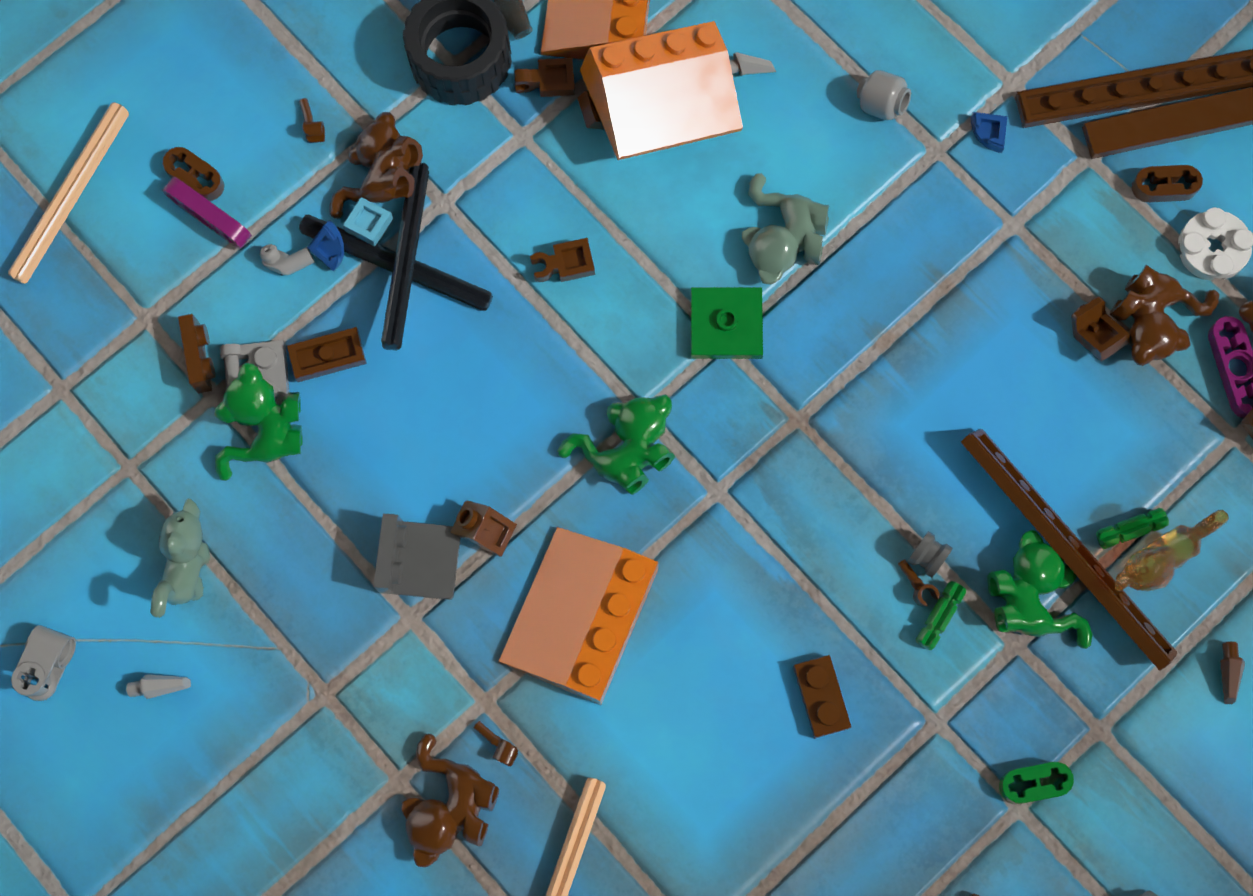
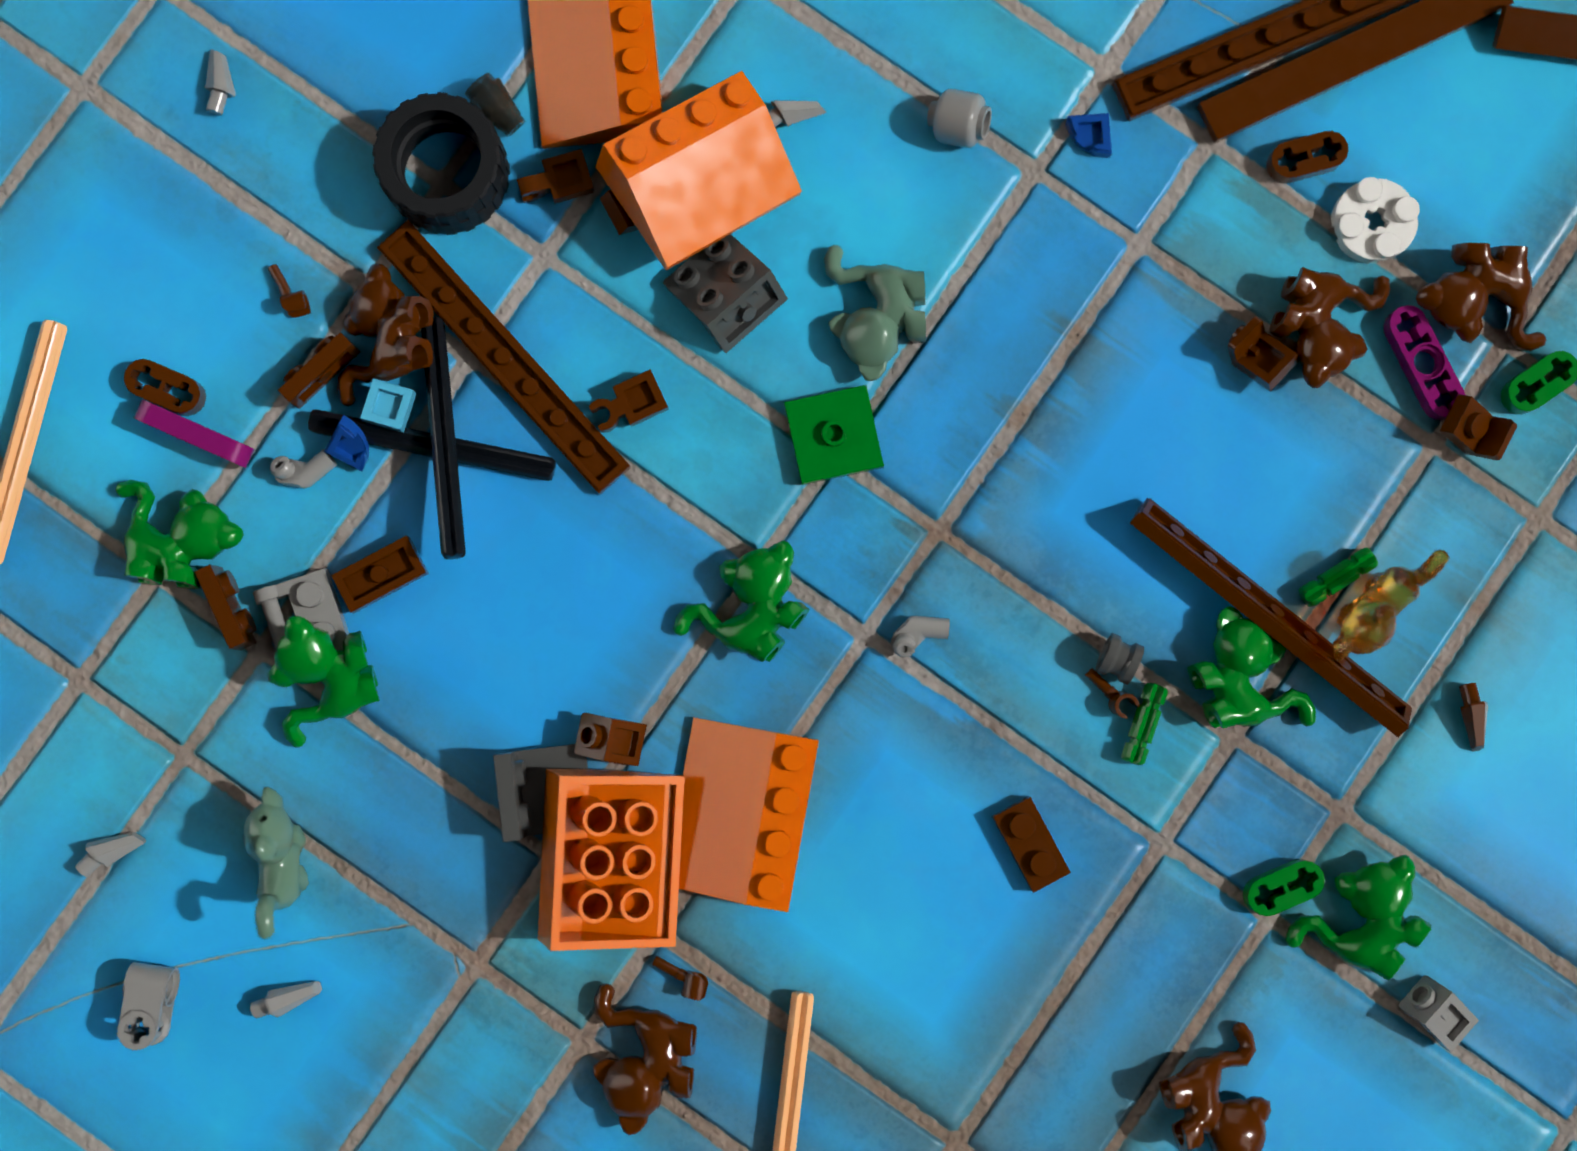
camera: 20 degrees left, 10 degrees up
(45, 530) = (108, 851): none -> light grey bar
(188, 289) = (196, 532): none -> green animal
(322, 183) = (307, 380): none -> reddish brown plate
(460, 625) = (610, 859): none -> orange slope
(472, 209) = (504, 357): none -> reddish brown tile
(665, 190) = (726, 290): none -> dark grey bracket
(761, 495) = (915, 630): none -> light grey arm
(1121, 807) = (1381, 896): none -> green animal

